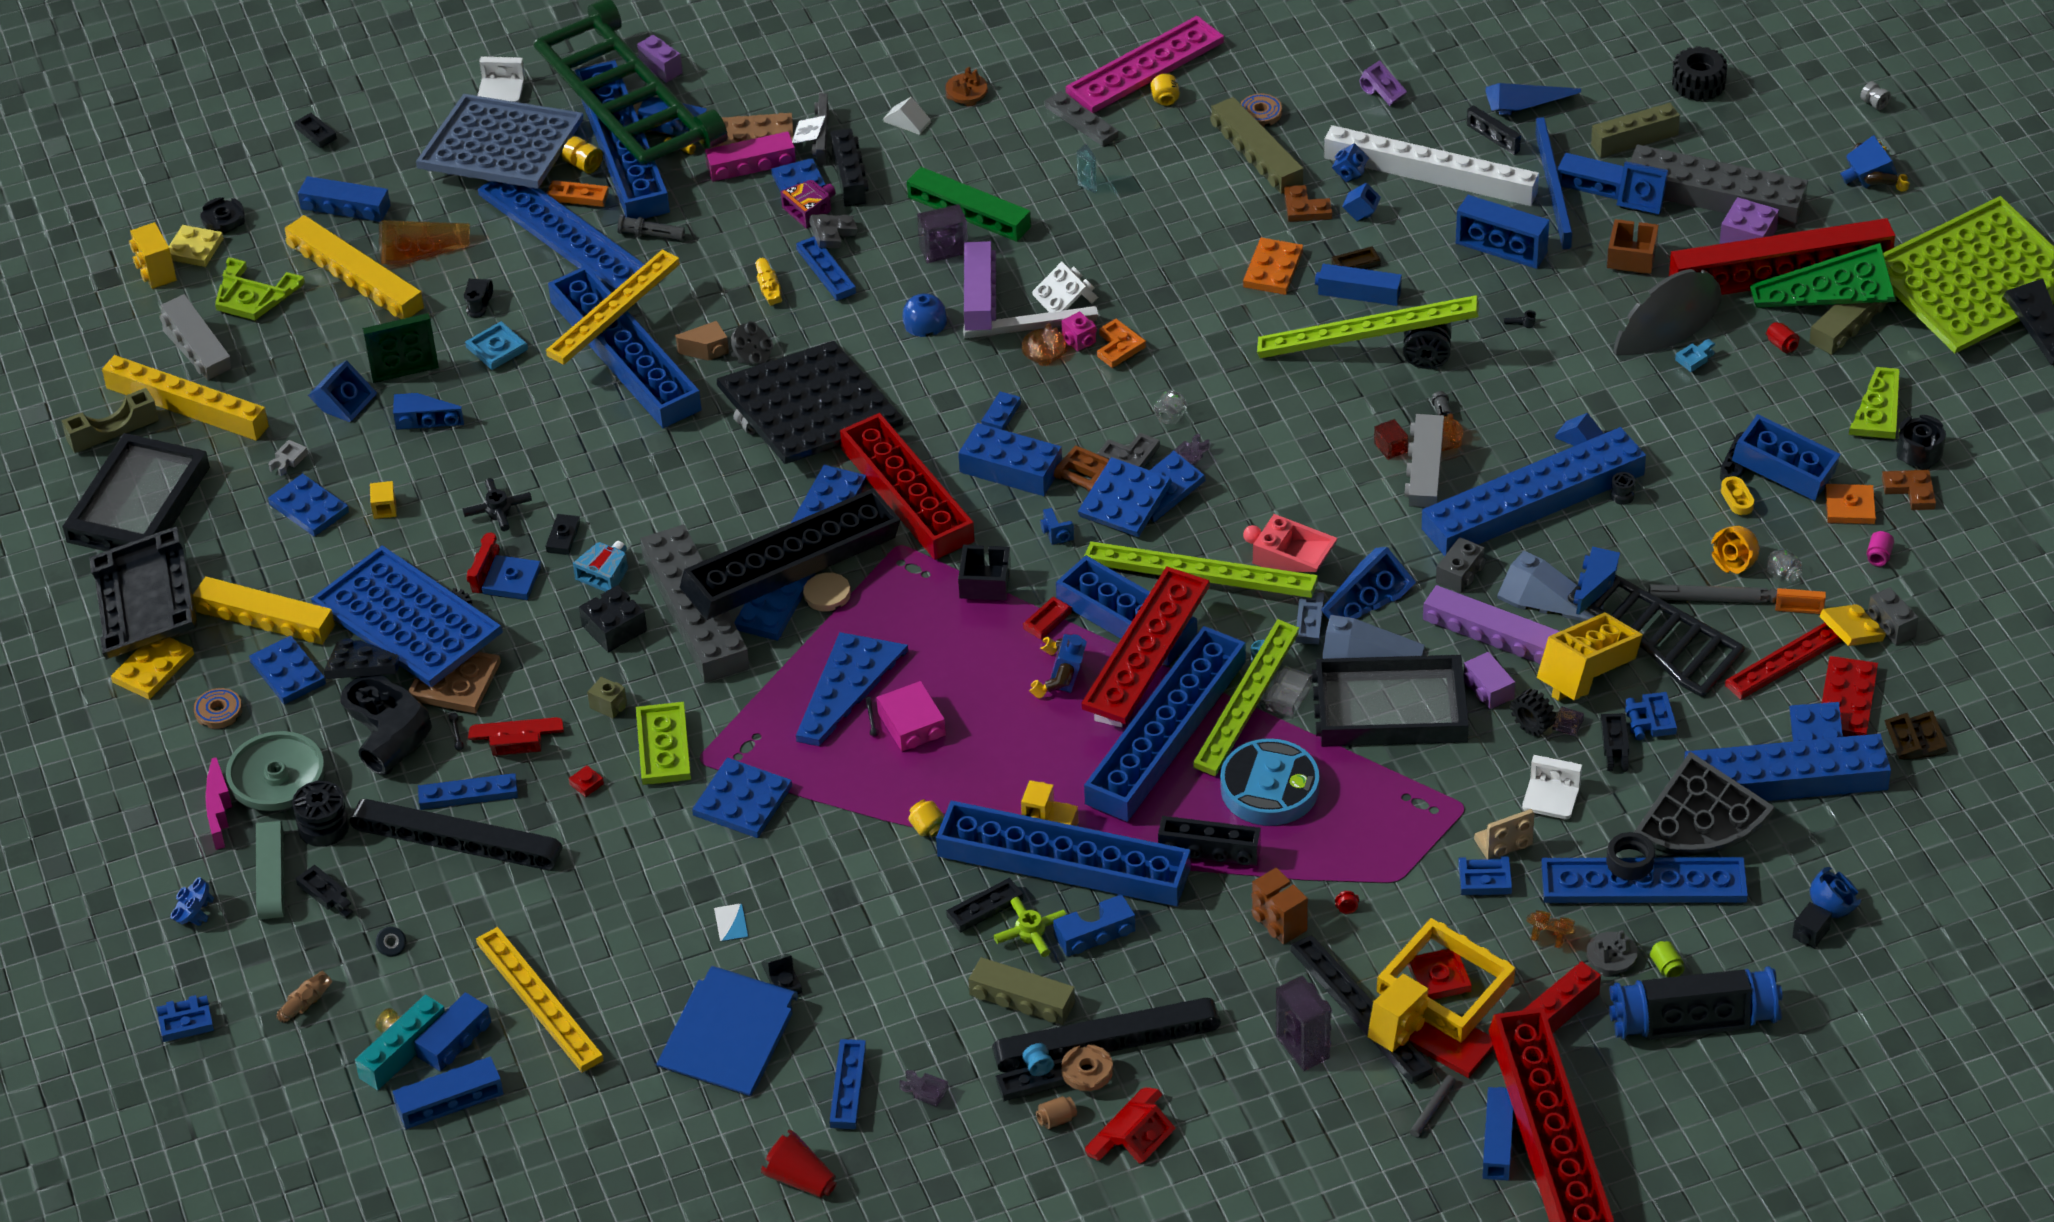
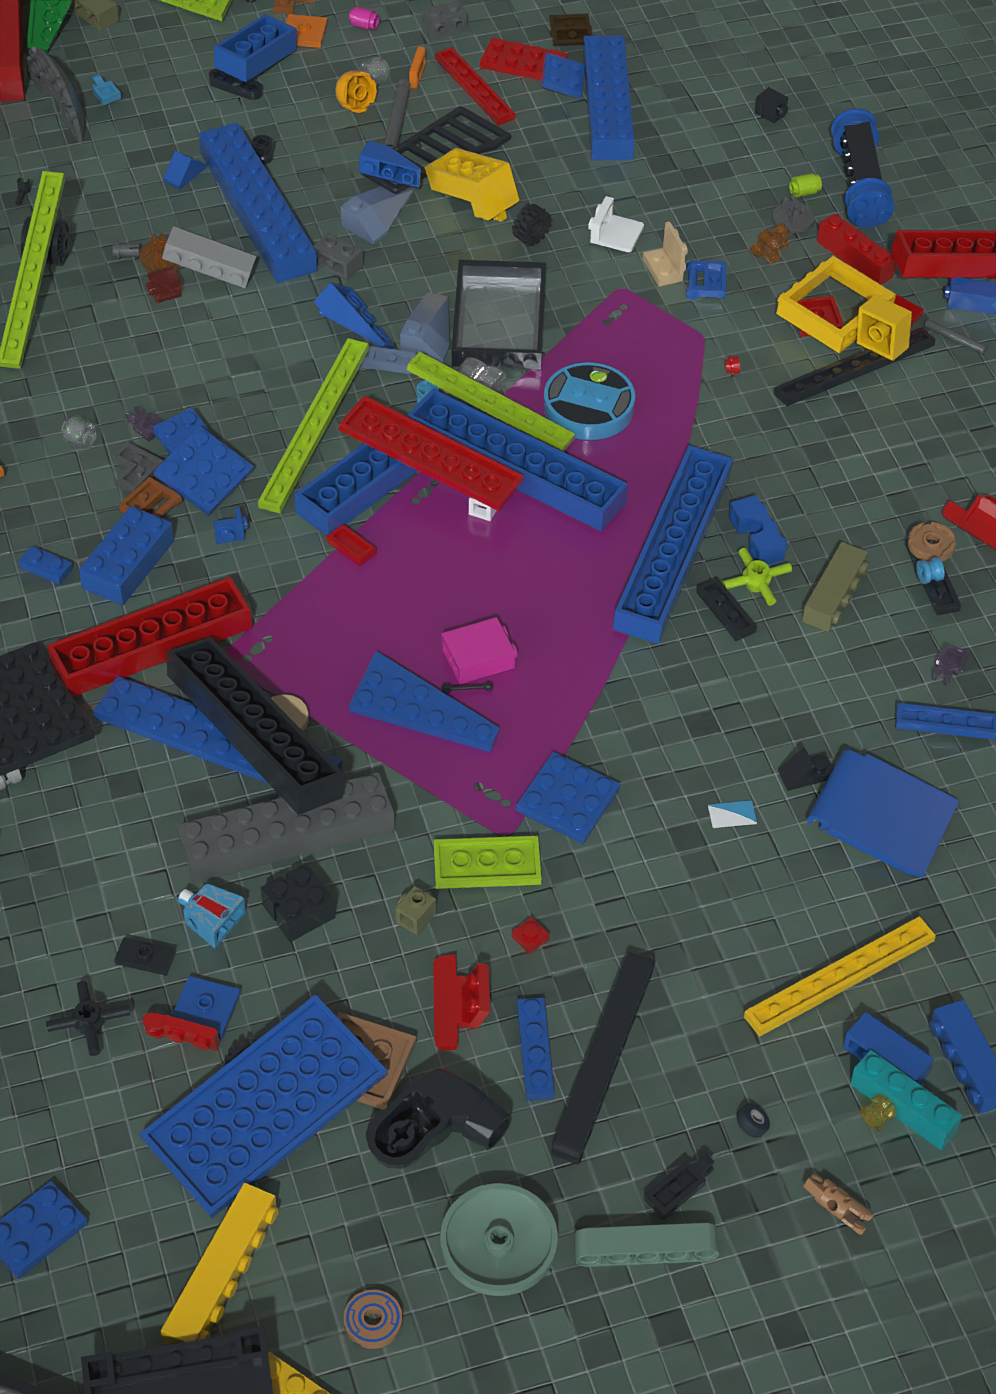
camera: 90 degrees left, 5 degrees up
(184, 1018) = (875, 1327): blue plate -> none
(190, 903) = (713, 1325): blue plate -> none
(216, 801) = (526, 1309): dark pink slope -> none
(287, 669) = (317, 1243): blue plate -> none
(320, 813) = (573, 1186): black wheel -> none
(360, 659) = (336, 1150): black plate -> none
(383, 500) = (51, 1139): yellow brick -> none
(453, 717) = (418, 1065): black hinge -> none
(926, 818) = (617, 644): yellow head -> none
(984, 581) = (291, 587): black piece -> none
(1040, 803) = (622, 551): yellow brick -> none
(1056, 1112) = (976, 571): medium nougat brick -> none
(1065, 666) = (427, 523): torso -> none
(1113, 1032) = (887, 533): black beam -> none
(1212, 840) = (666, 440): black brick -> none
(1283, 912) = (748, 405): dark orange piece -> none
(1288, 545) = (296, 360): coral slope -> none
(1303, 1022) = (894, 387): clear purple brick -> none
(1487, 623) = (417, 243): medium lavender brick -> none
(1488, 680) = (484, 247): medium lavender brick -> none
(1615, 739) = (561, 188): black hinge -> none
(1628, 870) = (703, 174): black tyre -> none
(1658, 713) = (534, 160): blue plate -> none
(1669, 881) = (717, 191): blue plate -> none
(1703, 811) = (663, 137): dark grey brick -> none
(1737, 495) = (284, 87): yellow plate -> none
(1782, 337) = (97, 38): red brick -> none
(1834, 893) = (746, 87): blue cylinder -> none
(1852, 624) = (450, 42): yellow plate -> none

